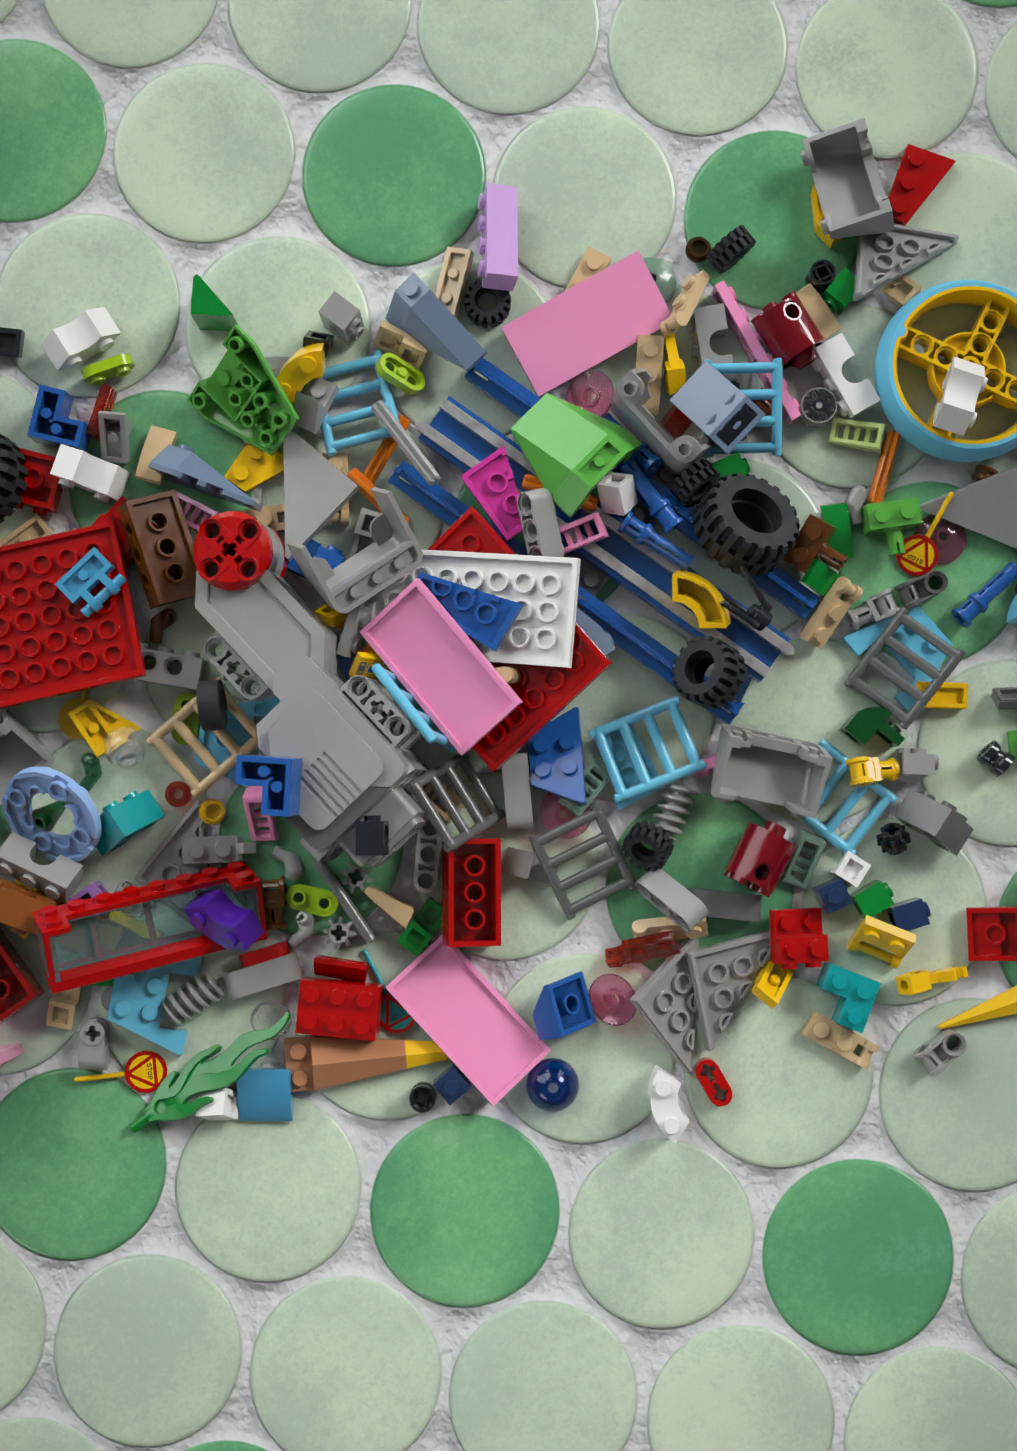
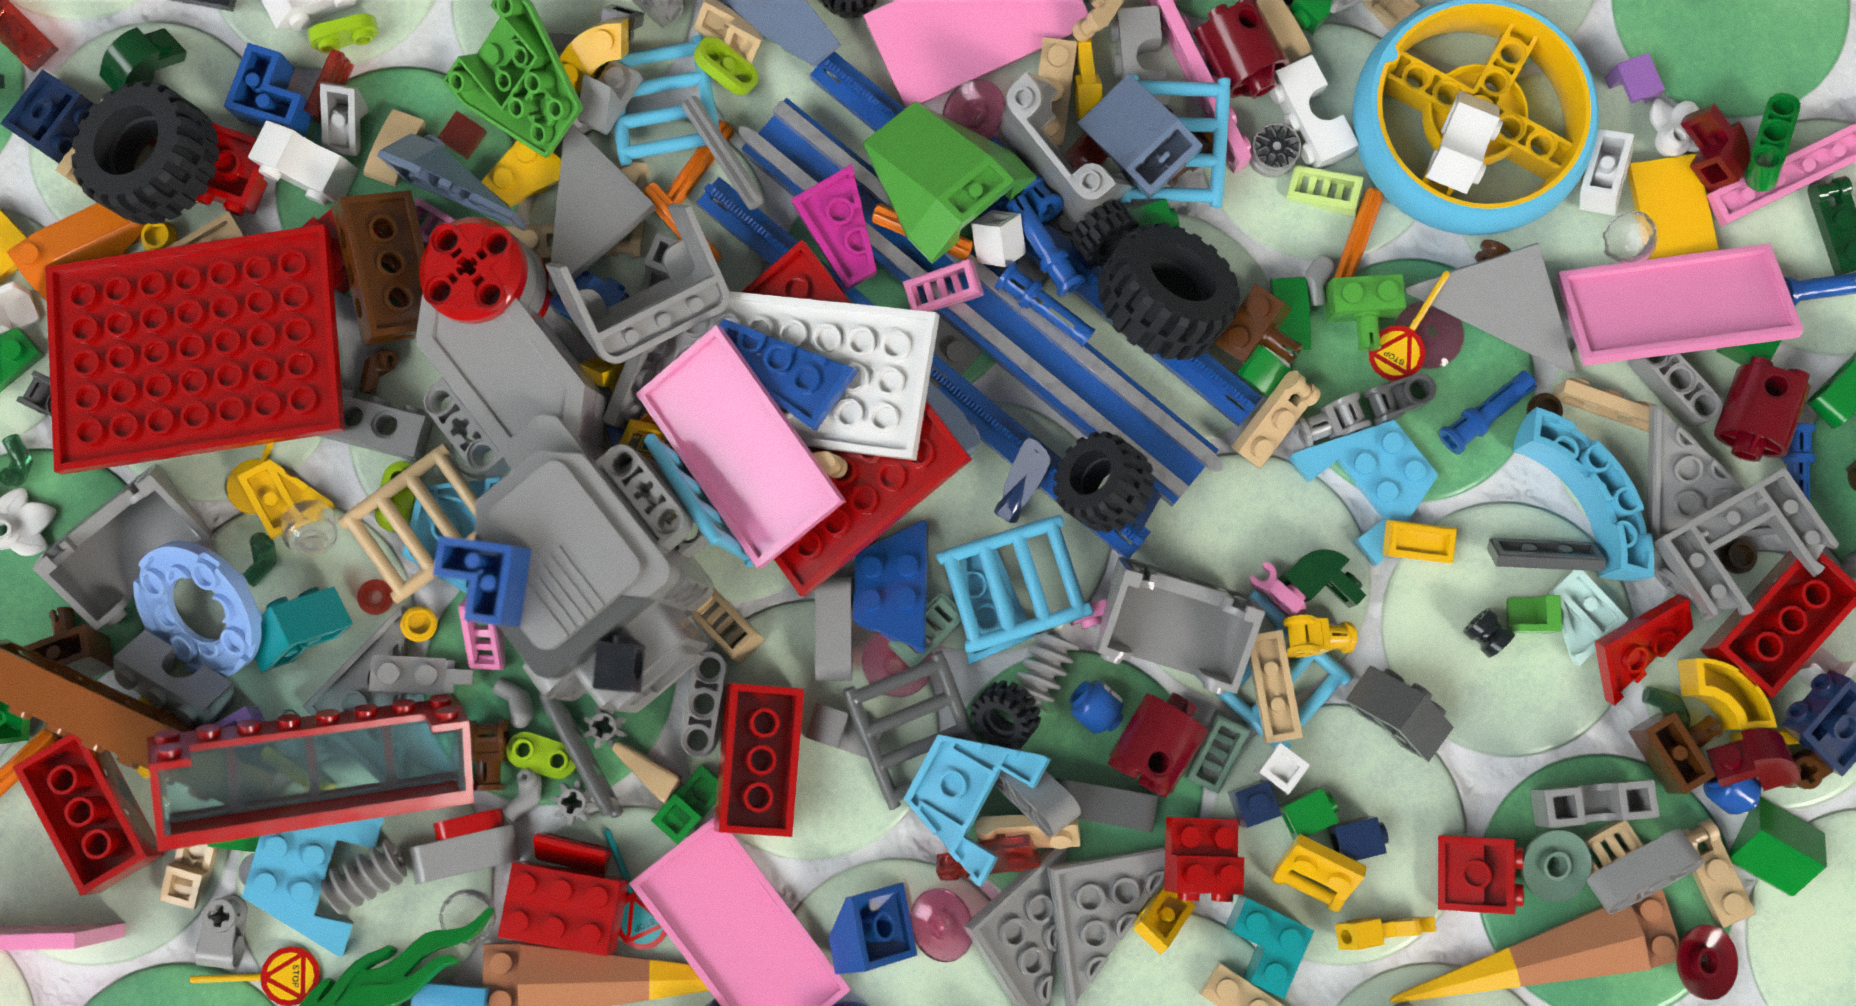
camera: 10 degrees right, 5 degrees down
(48, 815) = (193, 611): dark green cone -> none
(85, 576) = (277, 292): dark azure plate -> none
(205, 441) = (462, 135): none -> clear red tile
(212, 705) = (427, 477): black tyre -> none
(223, 920) = (413, 772): dark purple brick -> none
(466, 833) = (755, 676): dark grey bar -> none
(540, 523) = (890, 266): light grey beam -> none
(616, 899) = (955, 787): none -> medium azure wing
(648, 671) = (1023, 479): none -> piece
(700, 597) = (1101, 383): yellow brick -> none
(713, 834) = (1096, 706): none -> blue head
(757, 616) = (1173, 412): black plant -> none
(842, 811) = (1274, 688): none -> tan plate
(847, 744) = (1287, 598): none -> bright pink plate
(887, 638) = (1391, 541): dark grey bar -> none
(893, 838) = (1343, 732): black gear -> none
(917, 762) = (1381, 630): light grey brick -> none

